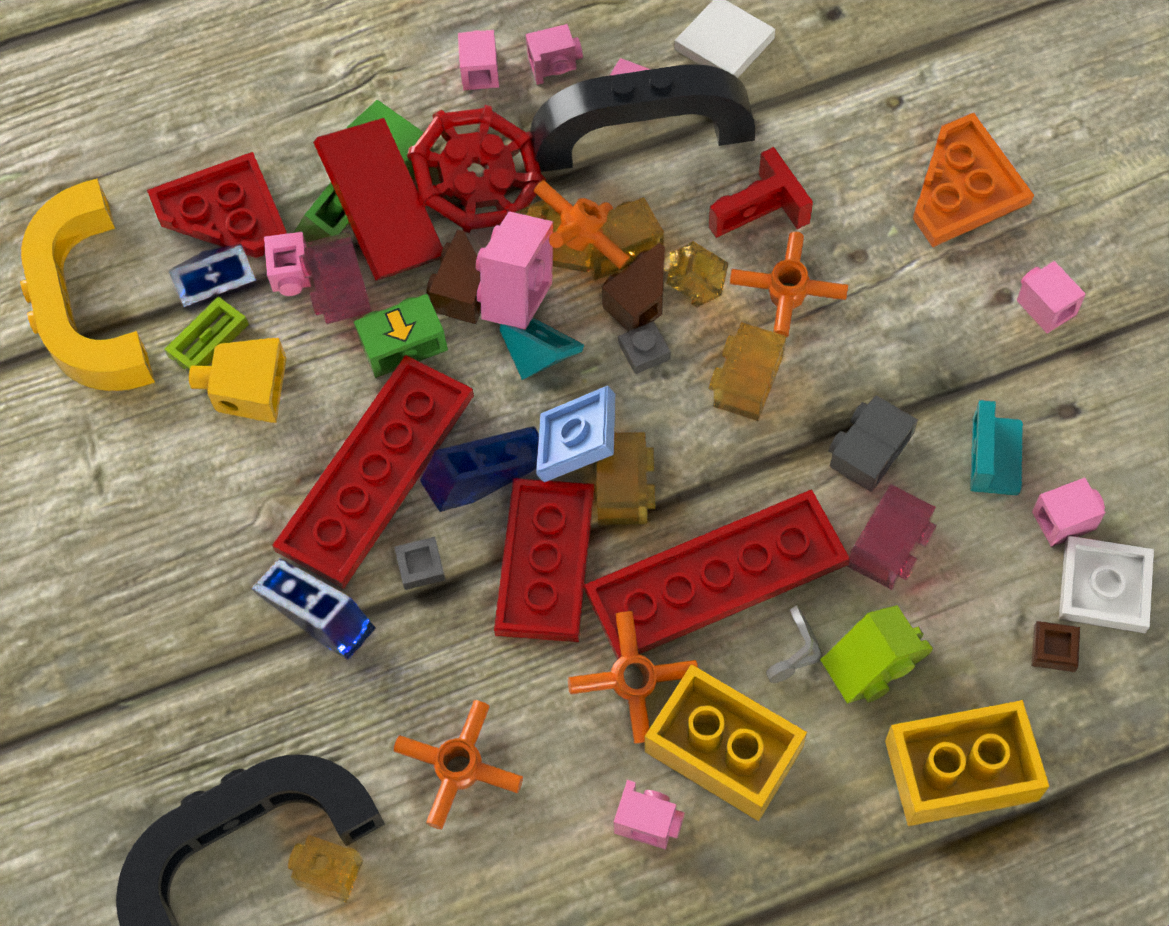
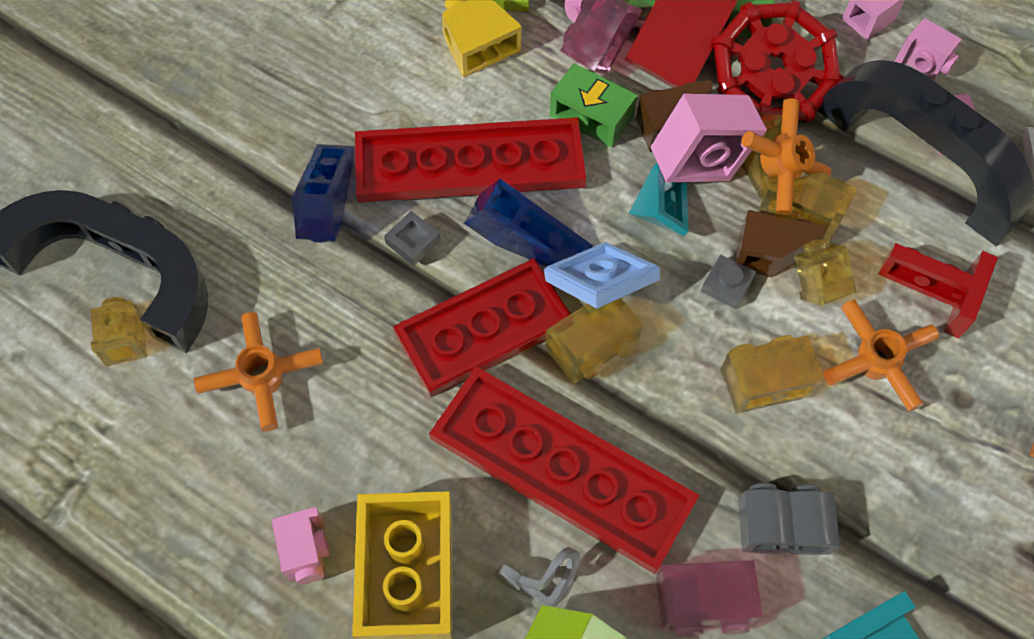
camera: 50 degrees right, 0 degrees up
(615, 678) = (433, 443): orange bar -> none

